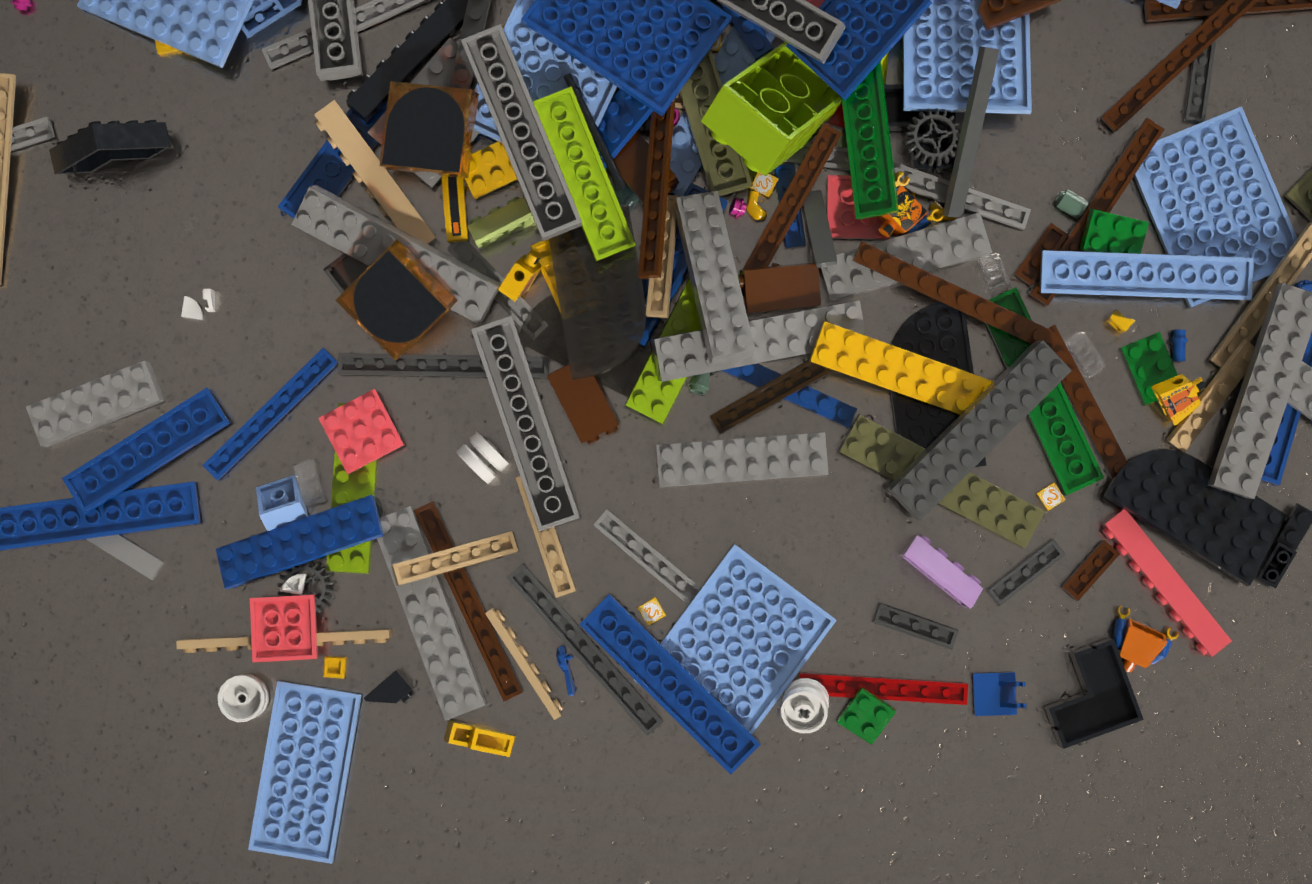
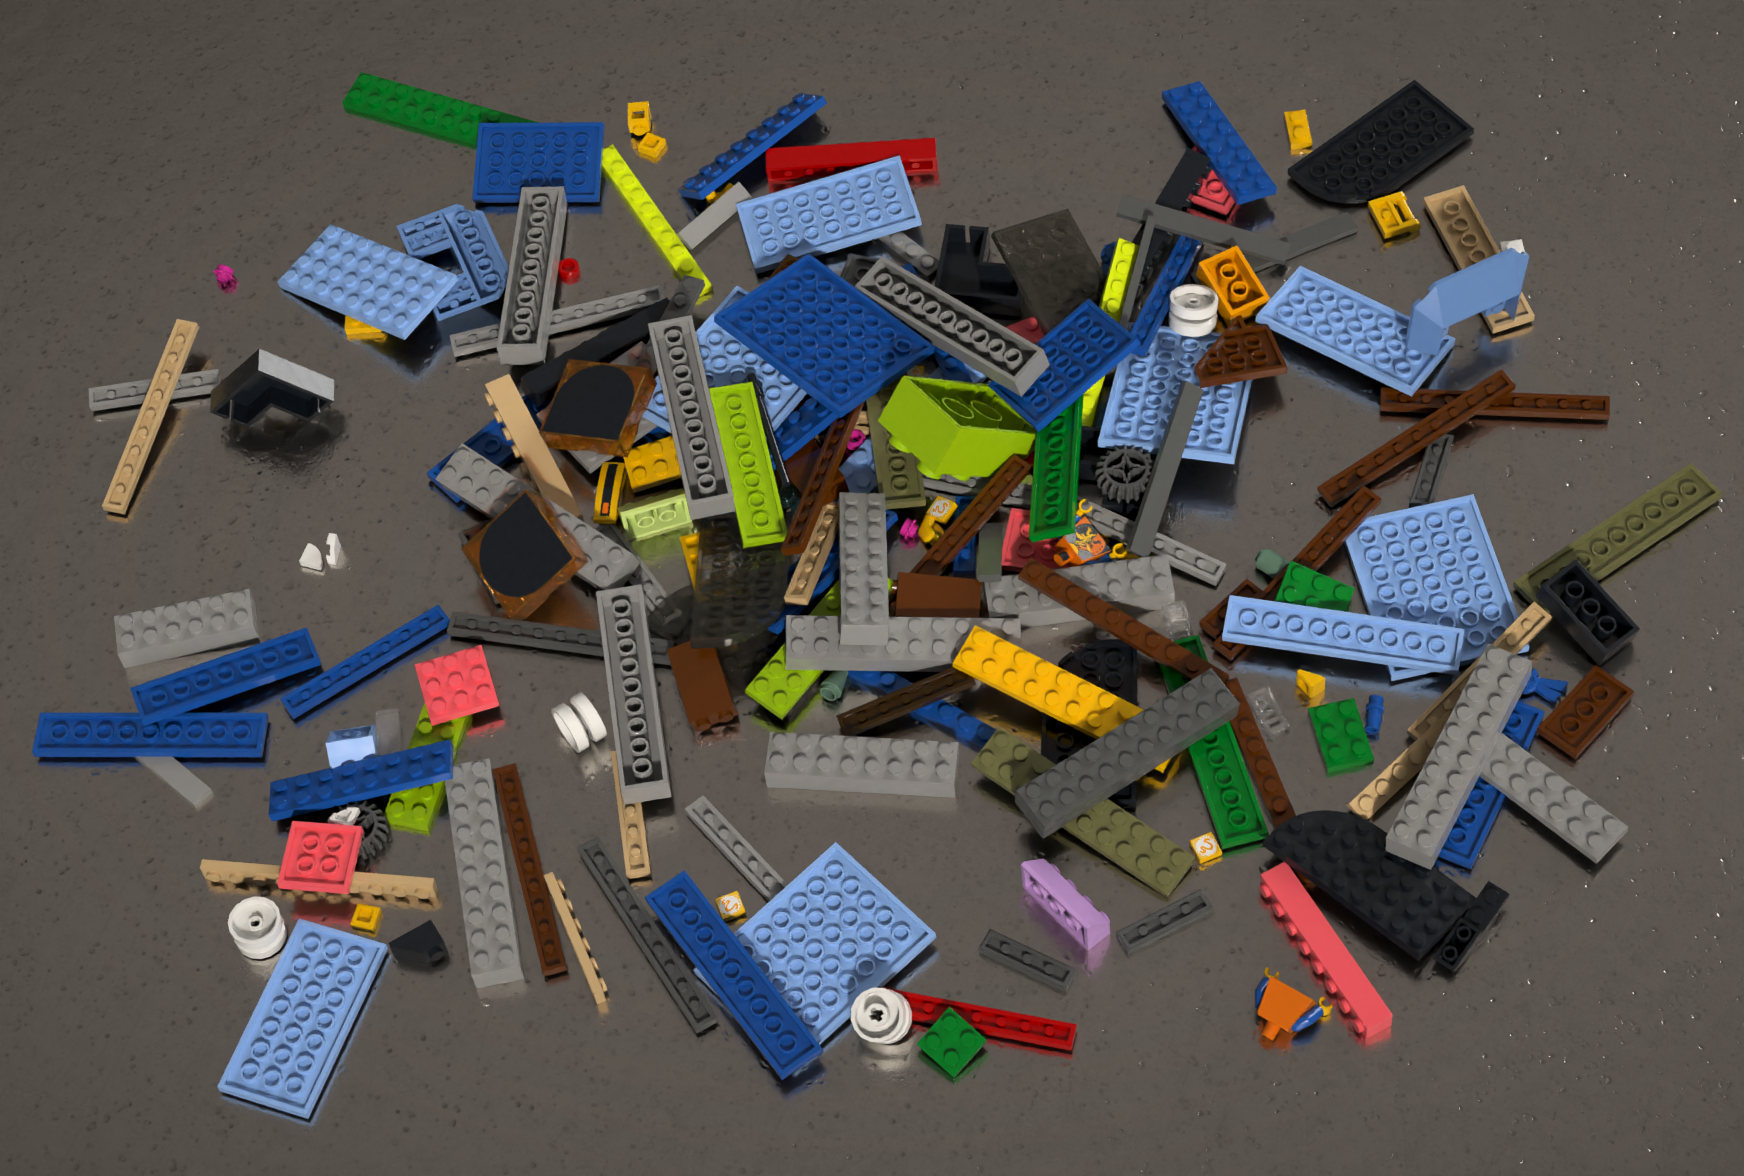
camera: 20 degrees right, 30 degrees down
(454, 558) = (523, 812): tan plate -> none
(479, 738) = (506, 1008): yellow slope -> none
(521, 276) = (663, 556): yellow torso -> none
(564, 664) = (619, 940): blue piece -> none
(996, 694) = (1108, 1042): blue plate -> none
(1090, 570) = (1239, 927): reddish brown plate -> none
(1105, 701) = (1228, 1067): black piece -> none
(1178, 397) = (1363, 758): torso -> none

